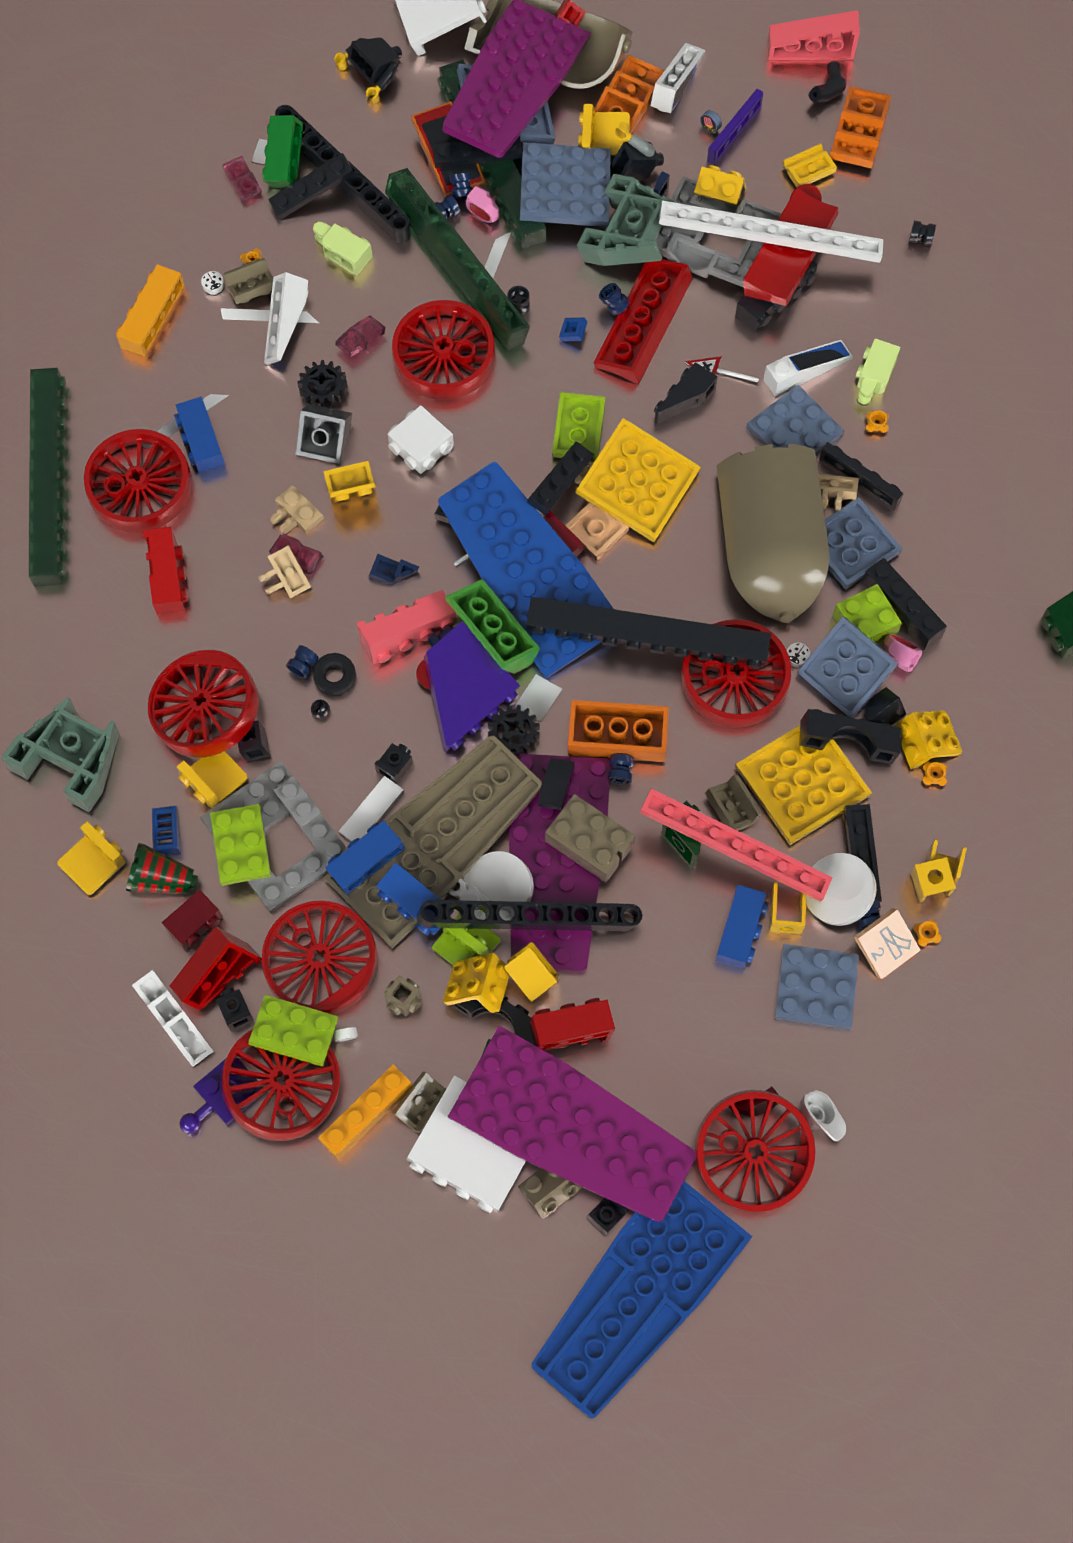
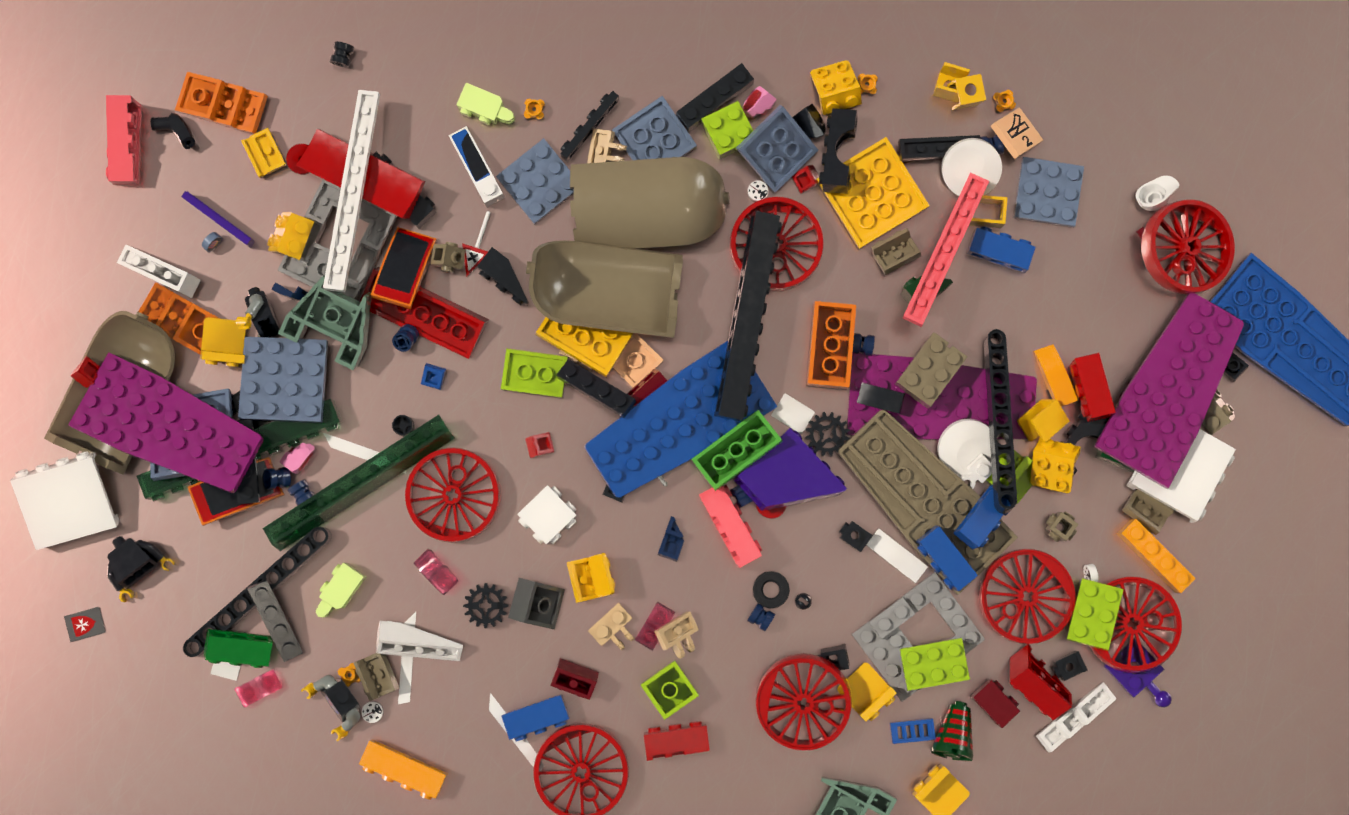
camera: 90 degrees left, 15 degrees up
(223, 246) = (339, 699): none -> torso
(223, 564) = (669, 689): none -> lime brick
(239, 468) = (574, 679): none -> dark red brick
(313, 29) = (84, 624): none -> dark grey sticker
(499, 436) = (539, 445): none -> red slope
(601, 985) = (1055, 375): none -> light orange slope
(676, 483) = (606, 286): none -> dark tan panel
(690, 292) = (403, 268): none -> slope
(704, 329) = (448, 257): none -> dark tan brick
(815, 701) = (806, 178): none -> red slope

